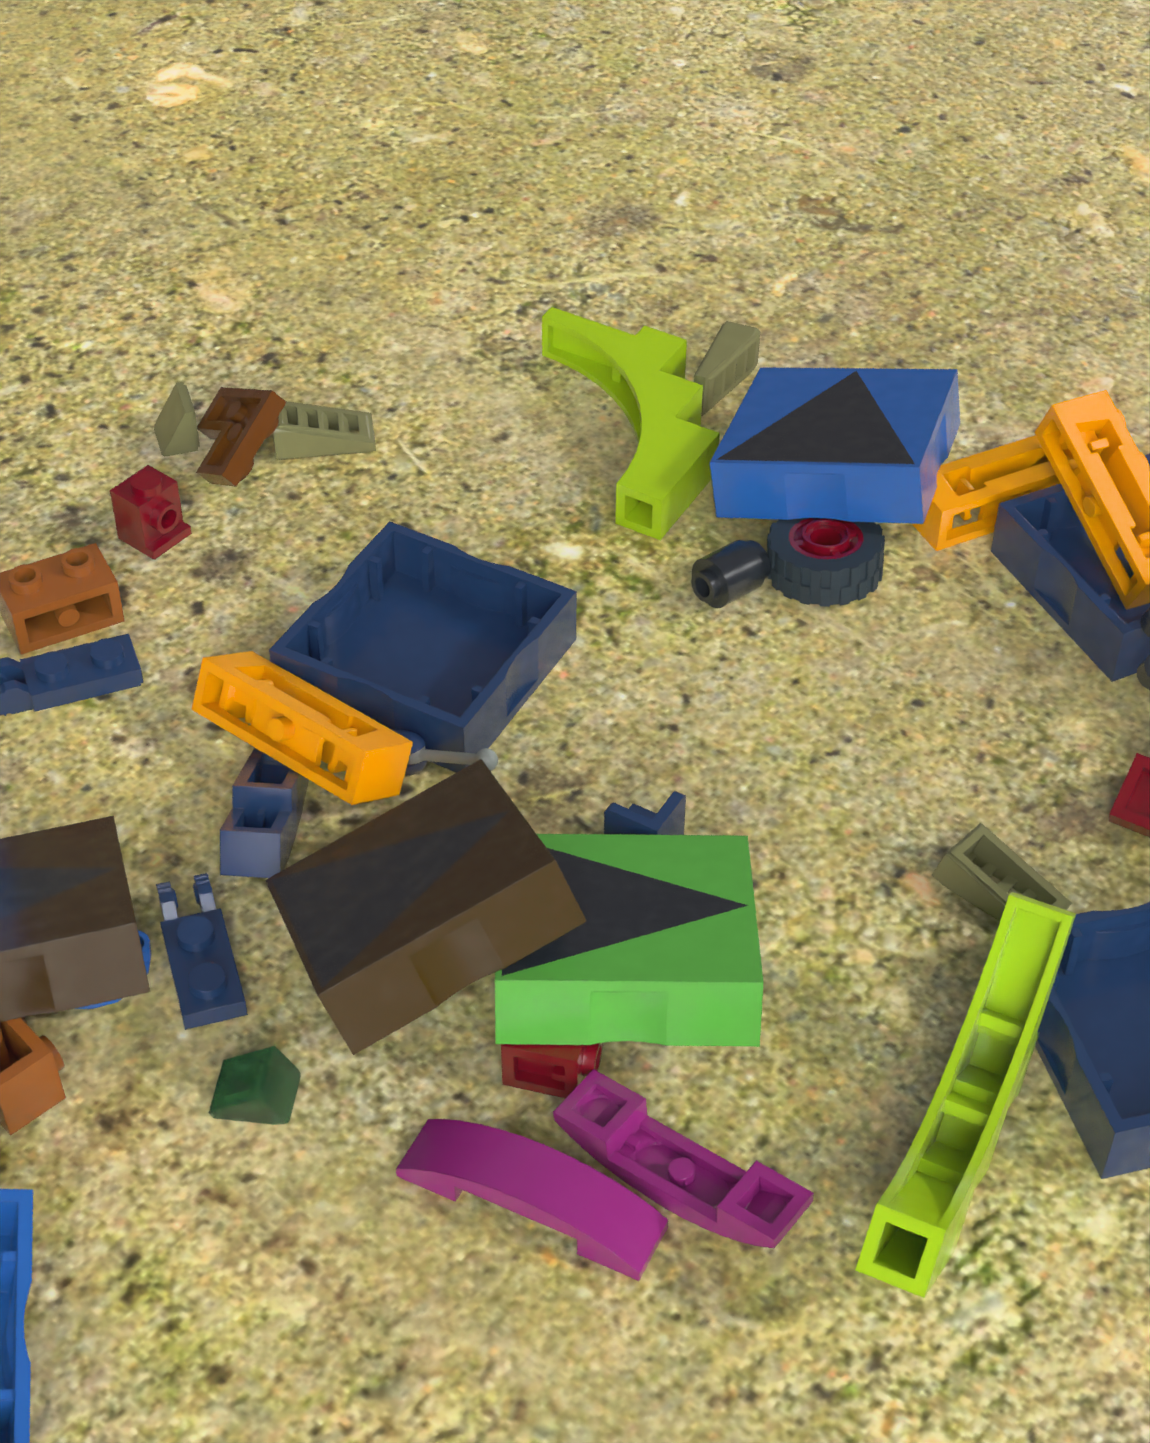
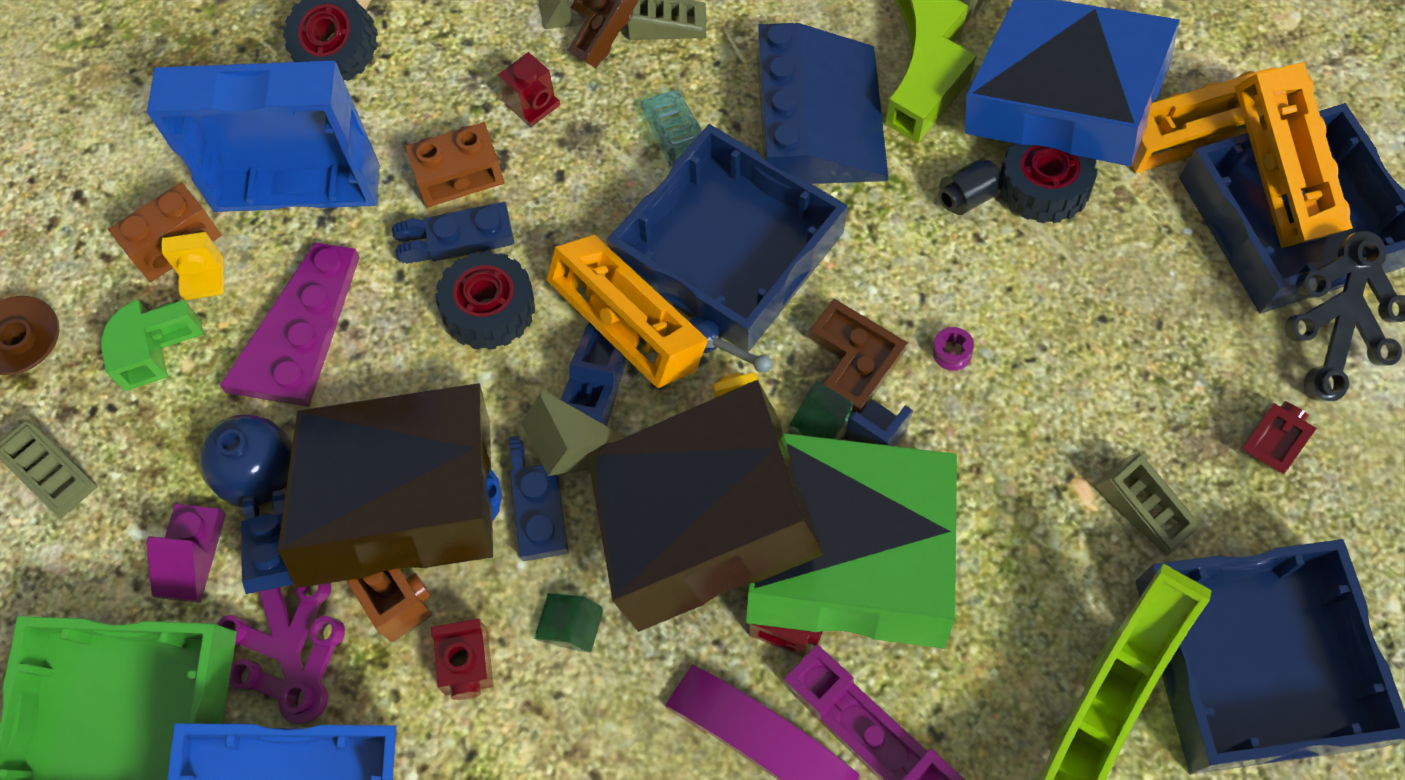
camera: 10 degrees right, 20 degrees up
(111, 739) = (481, 278): none -> black wheel
(112, 1134) = (461, 638): none -> dark red brick
(231, 864) = (564, 435): none -> olive slope
(337, 536) = (671, 148): none -> clear light blue slope
(530, 500) = (820, 105): none -> dark blue slope
(572, 813) = (822, 413): none -> clear green slope
(616, 755) = (865, 350): none -> reddish brown plate
(730, 758) = (954, 335): none -> magenta bush

